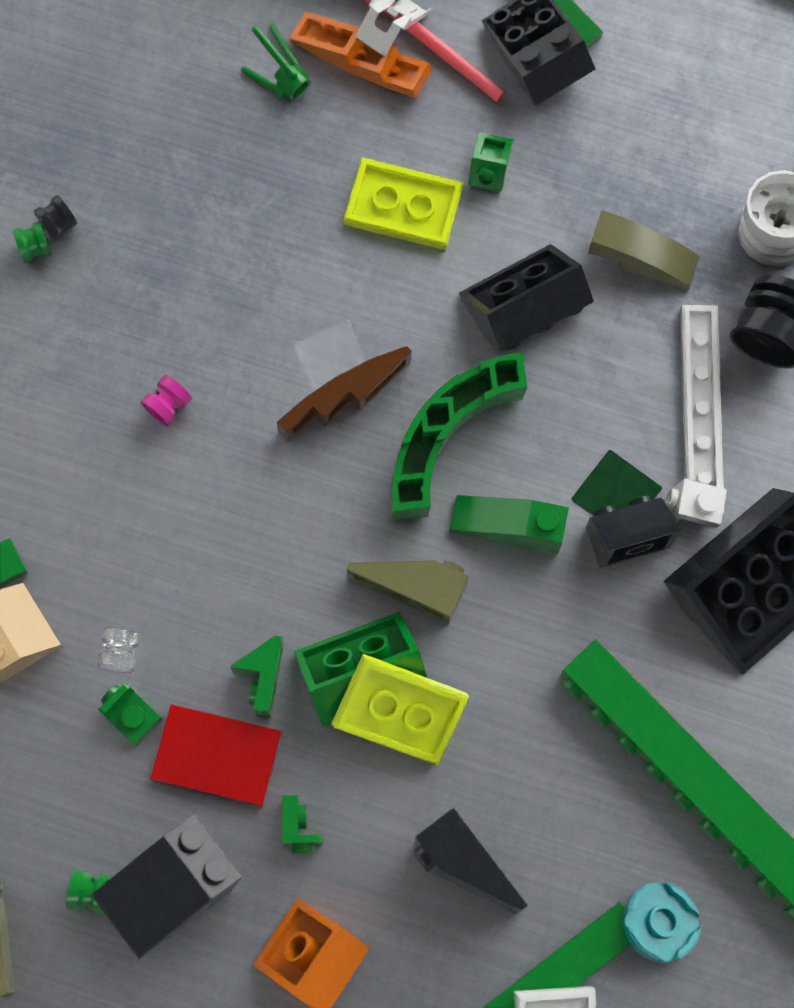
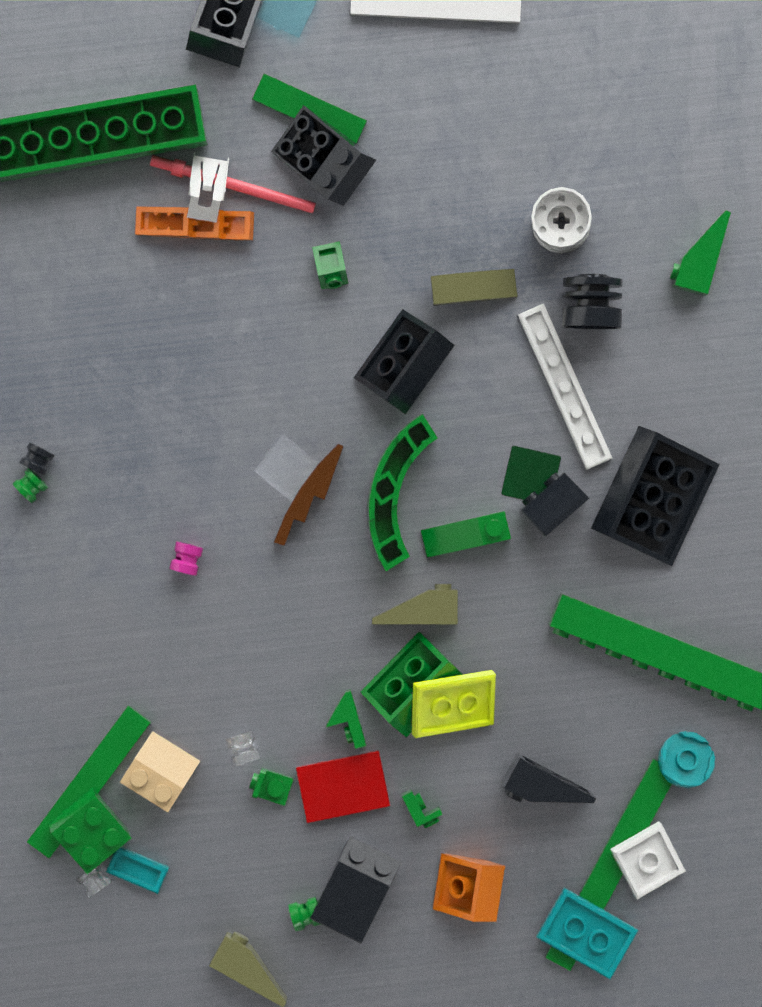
camera: 25 degrees left, 15 degrees up
(290, 77) = (153, 269): green plant -> none
(403, 203) = (281, 327): neon yellow tile -> none
(697, 502) = (590, 462): white bracket -> none

